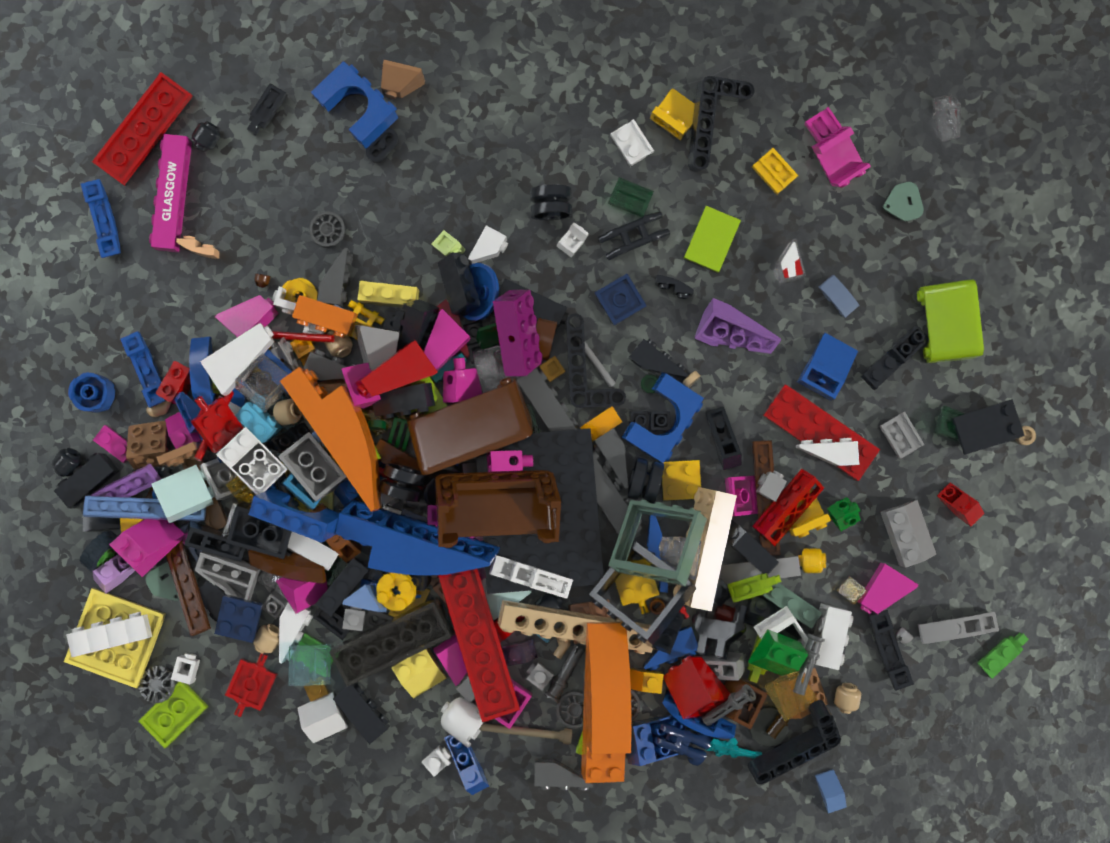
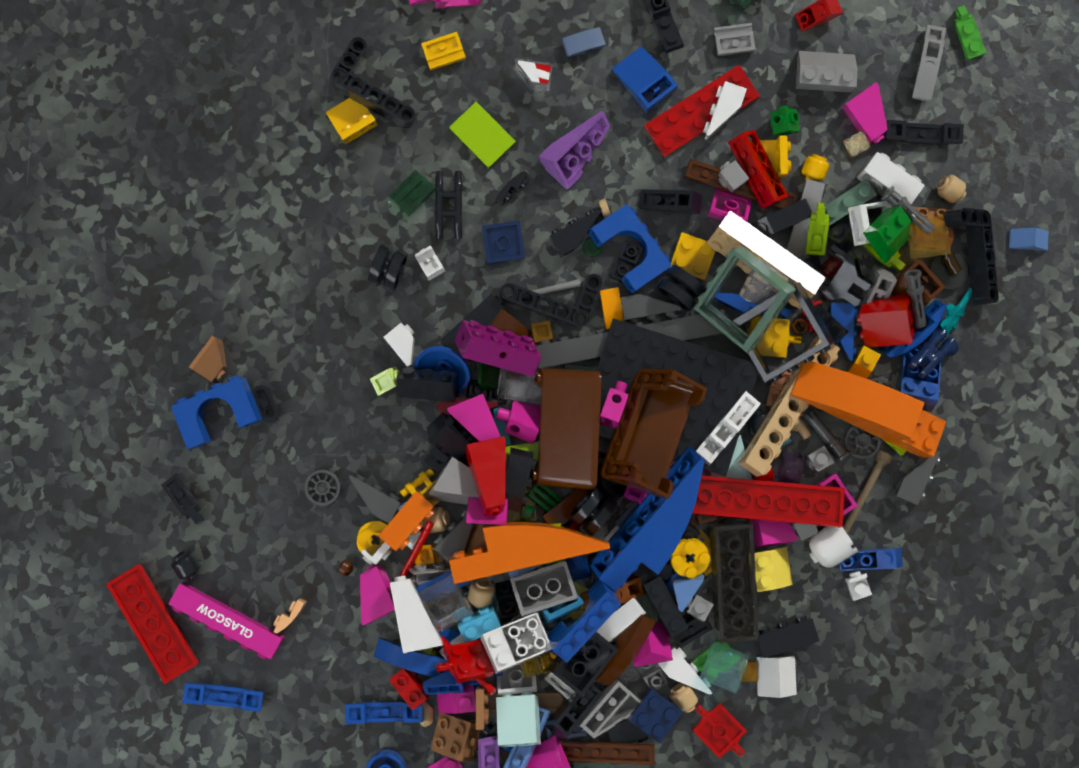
camera: 70 degrees left, 0 degrees up
(386, 294) = (409, 455): light yellow brick -> none
(632, 142) = (361, 170): white plate -> none
(904, 635) = (918, 112): light grey hinge -> none

